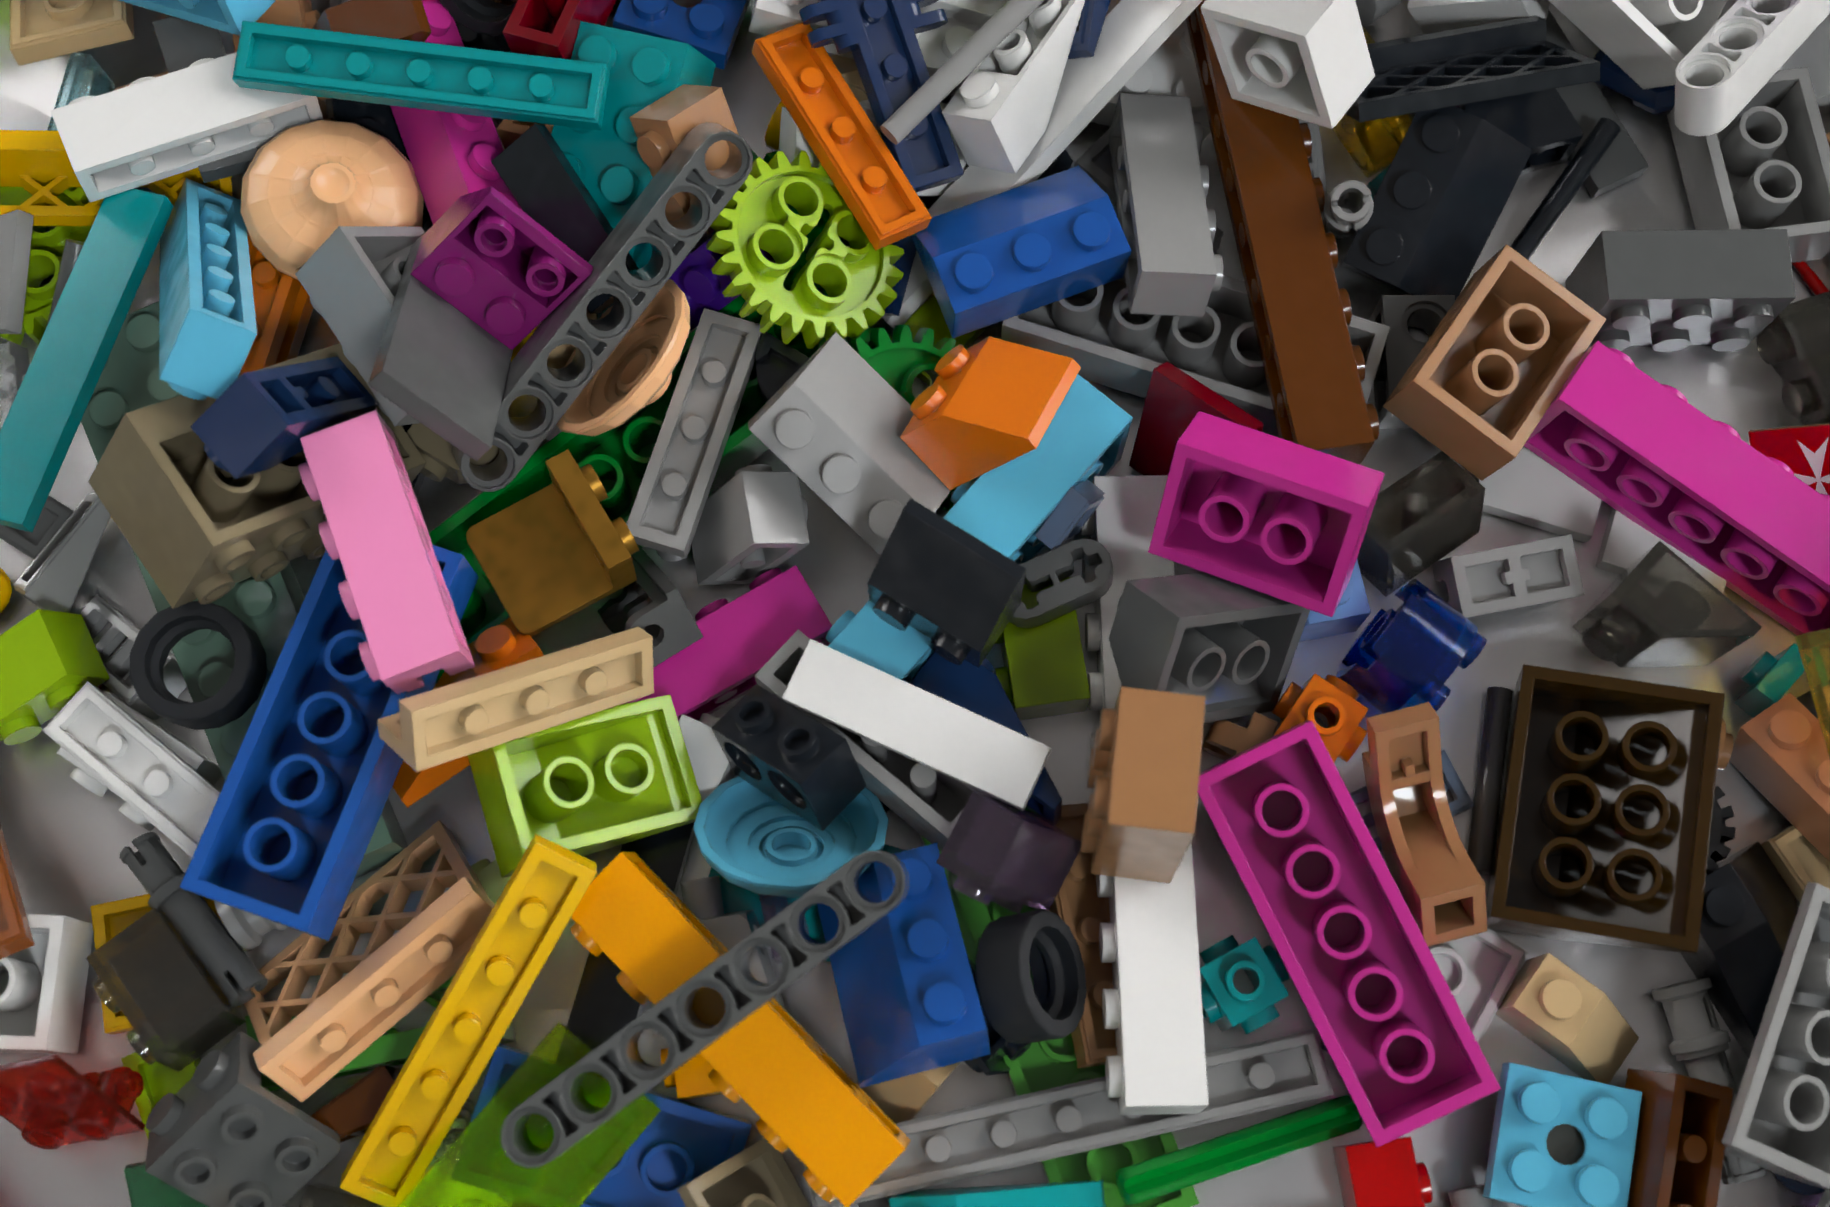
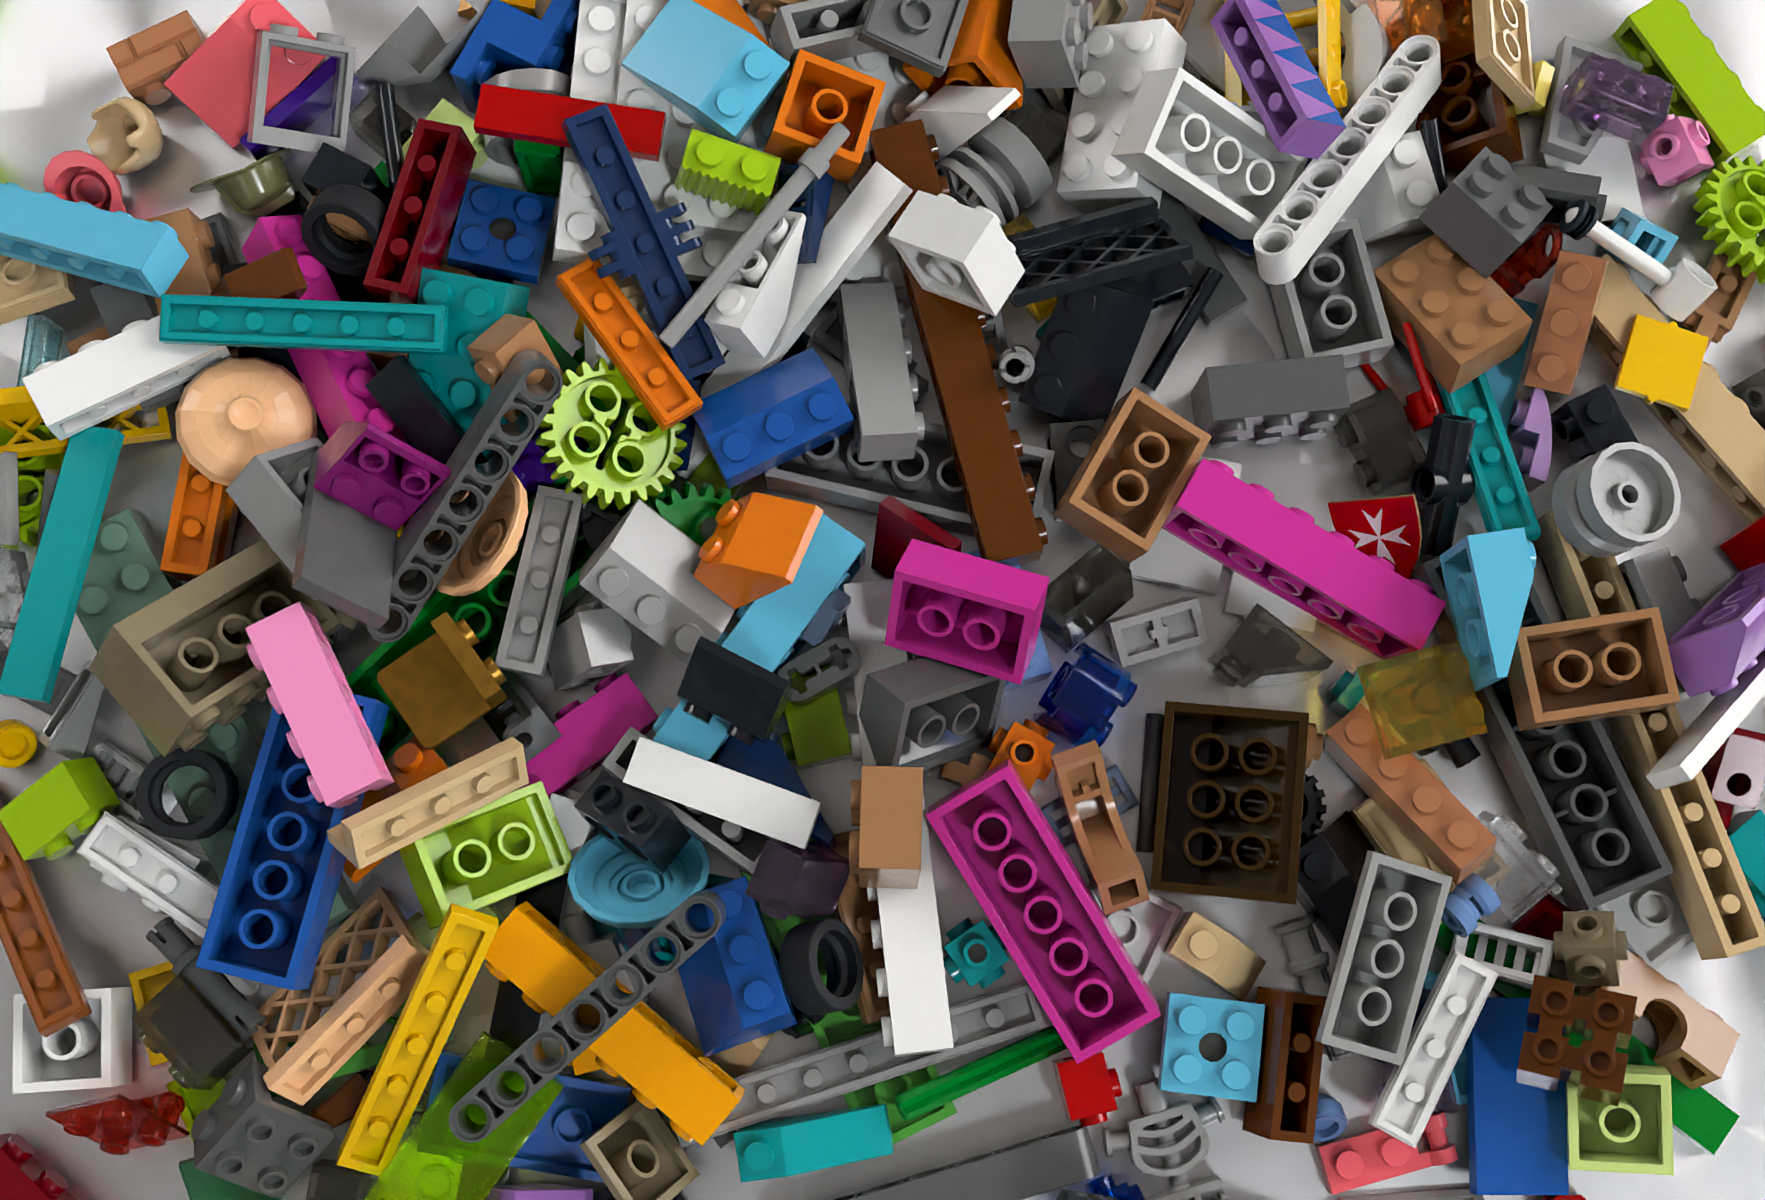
camera: 10 degrees left, 5 degrees up
(204, 293) = (158, 512): medium azure brick -> none
(272, 408) = (228, 606): dark blue slope -> none

